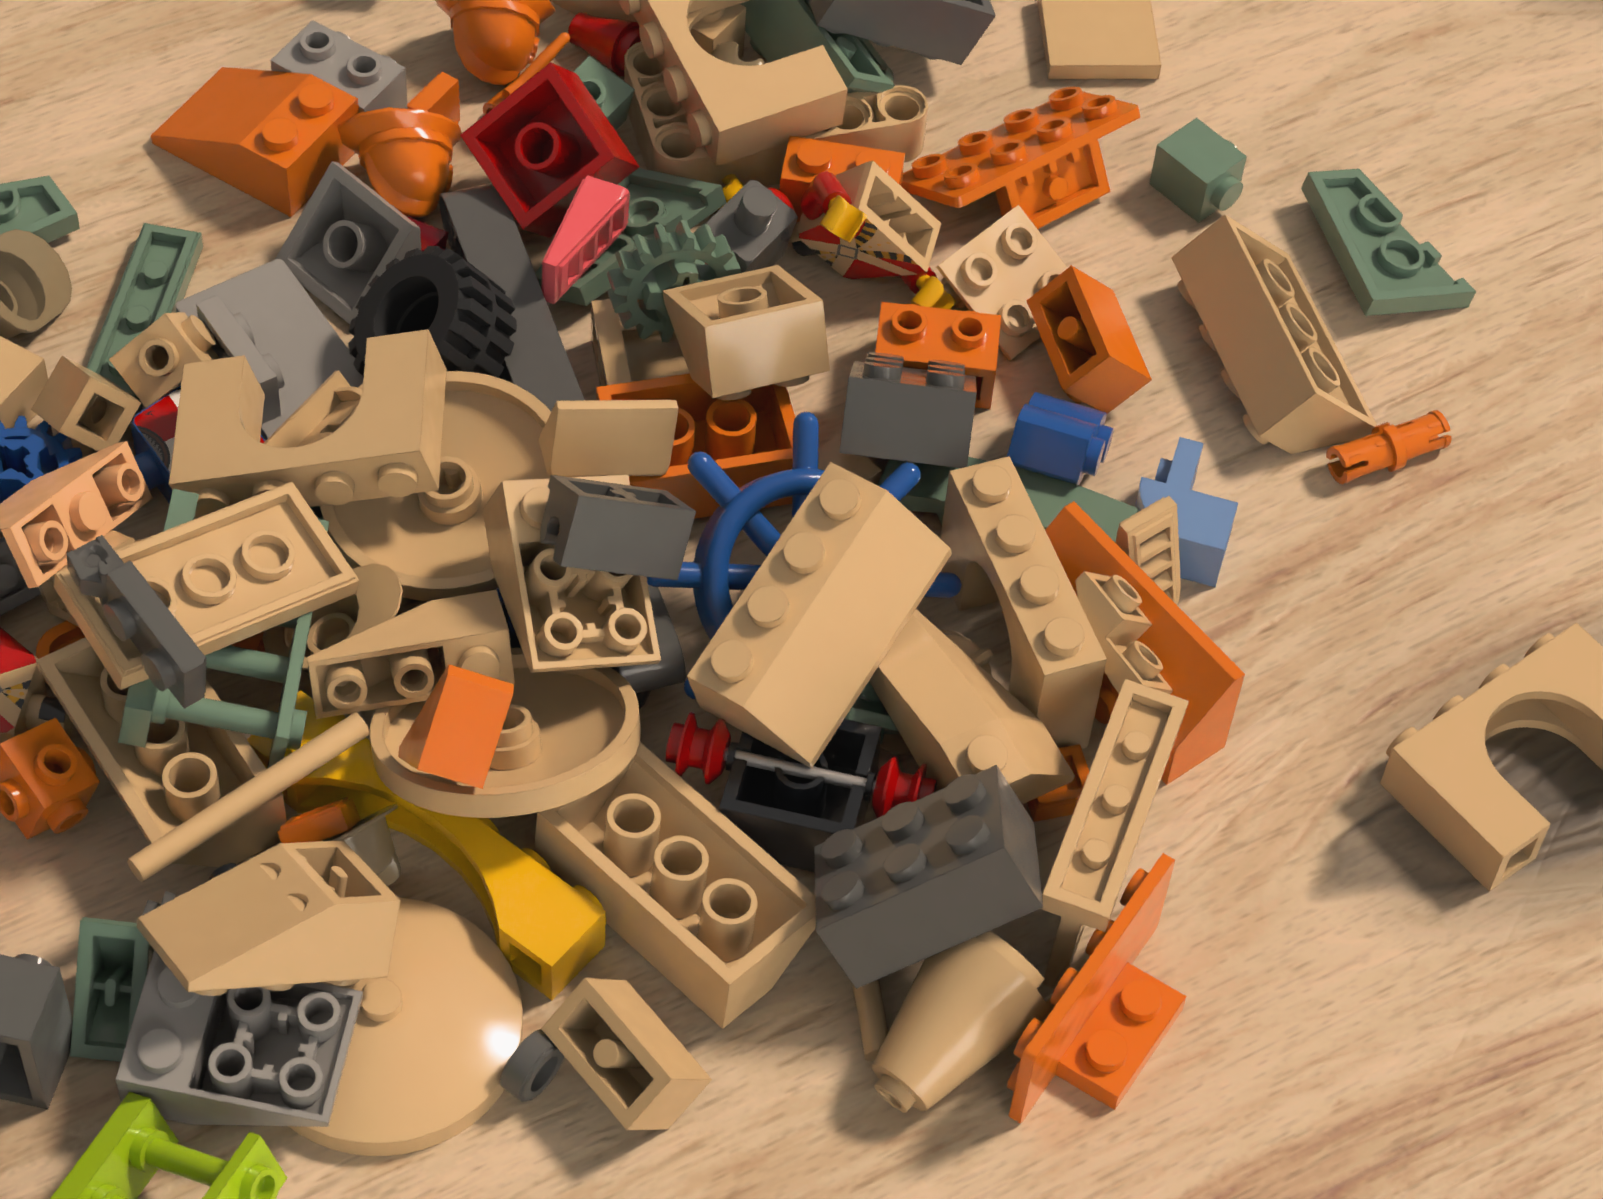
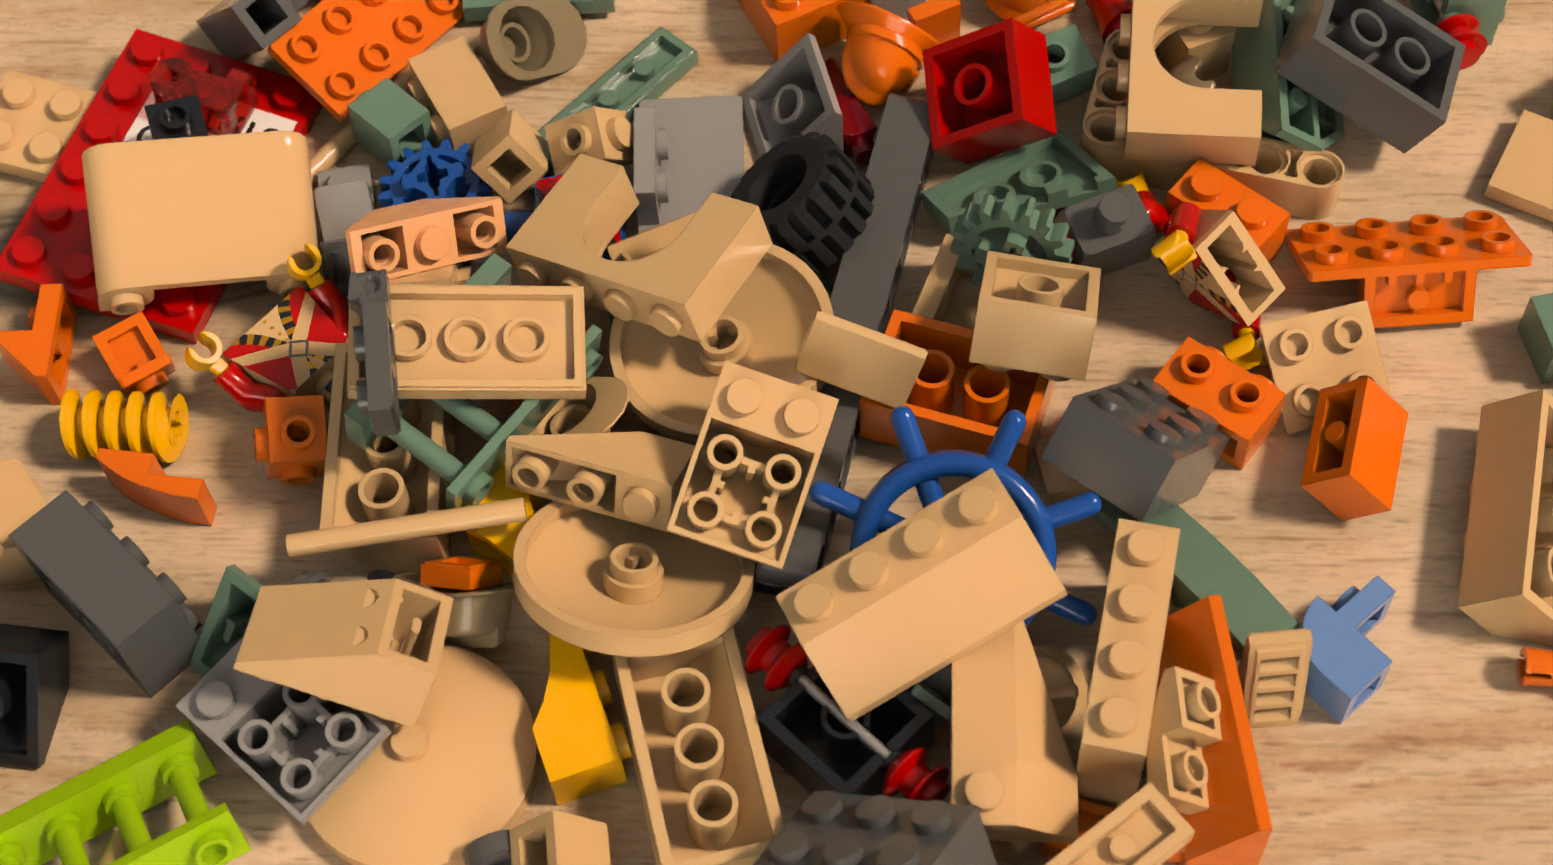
camera: 40 degrees right, 5 degrees up
(458, 727) = (559, 556): orange slope -> none
(586, 232) = (977, 169): coral slope -> none
(616, 527) = (791, 441): dark grey hinge -> none
(1060, 439) = (1267, 527): blue brick -> none

